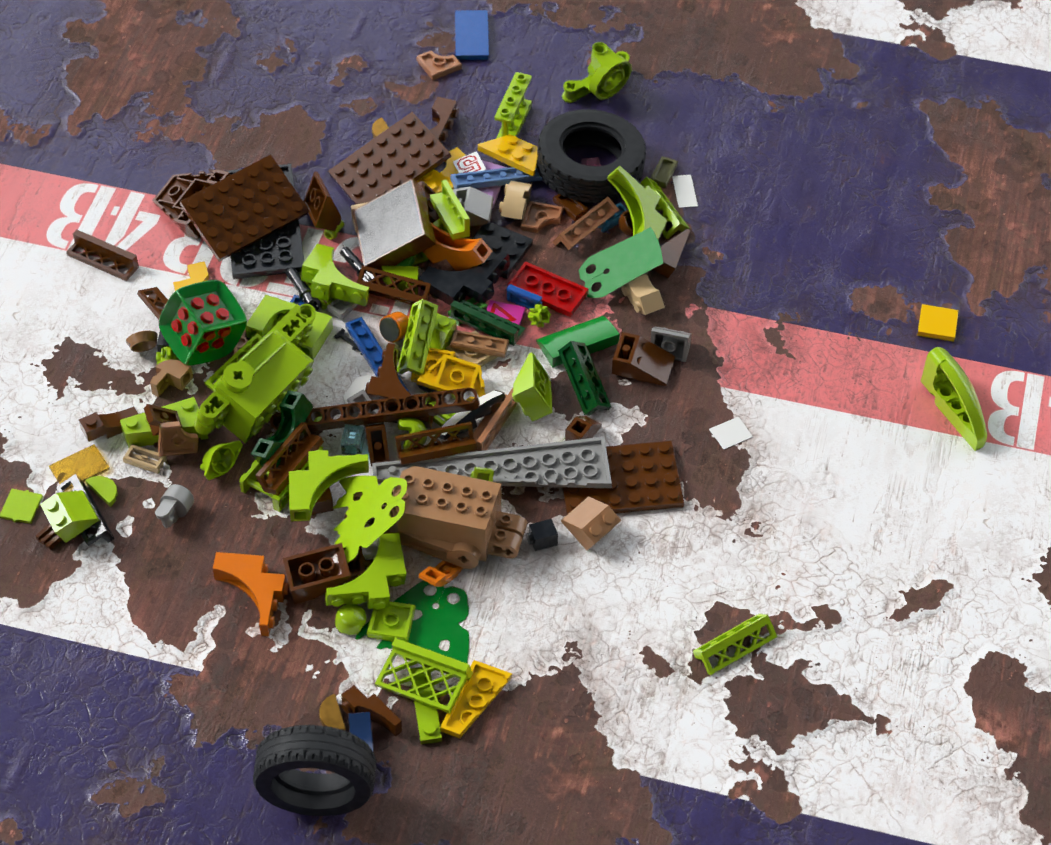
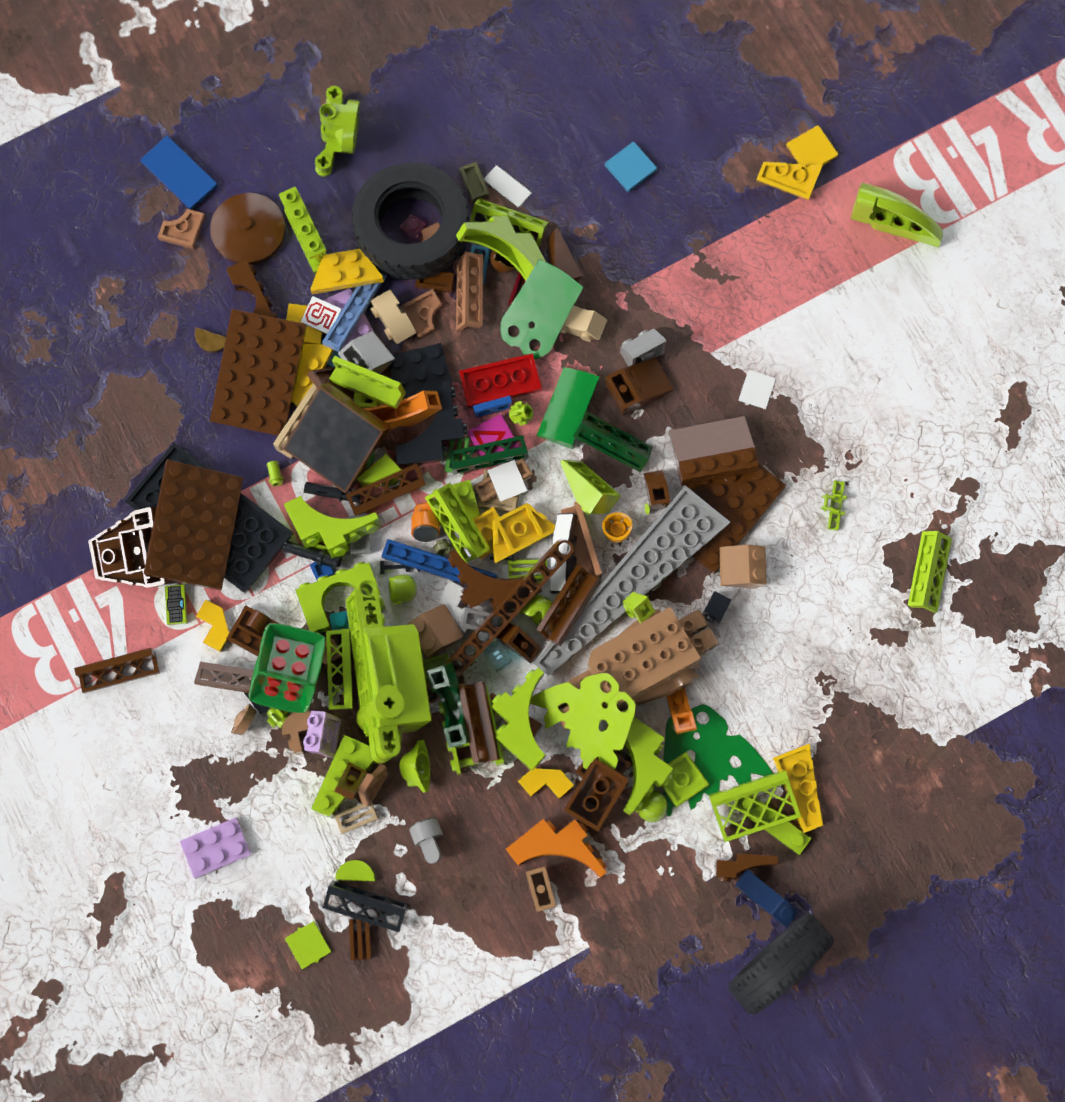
camera: 40 degrees left, 25 degrees up
(35, 401) = (215, 848): none -> lavender plate
(69, 513) = (364, 923): lime slope -> none
(83, 463) = (314, 871): clear yellow piece -> none
(109, 424) = (298, 813): reddish brown slope -> none
(181, 383) = (322, 734): none -> lavender plate
(182, 251) = (176, 604): none -> tile
(210, 598) = (540, 889): none -> medium nougat brick
(292, 537) = (554, 779): none -> yellow tile
(321, 205) = (250, 466): reddish brown slope -> none
(328, 388) = (437, 630): none -> medium nougat slope
(330, 713) = (717, 894): pearl gold tile -> none
(336, 349) = (402, 588): none -> lime helmet
(478, 91) = (248, 228): none -> reddish brown dish
(482, 343) = (507, 480): none -> white sticker
(527, 436) = (618, 529): none -> light orange helmet
(649, 437) = (713, 450): none -> slope
(701, 546) = (831, 510): none -> lime piece
(786, 239) = (630, 166): none -> dark azure tile
(900, 325) = (790, 178): none -> yellow wing

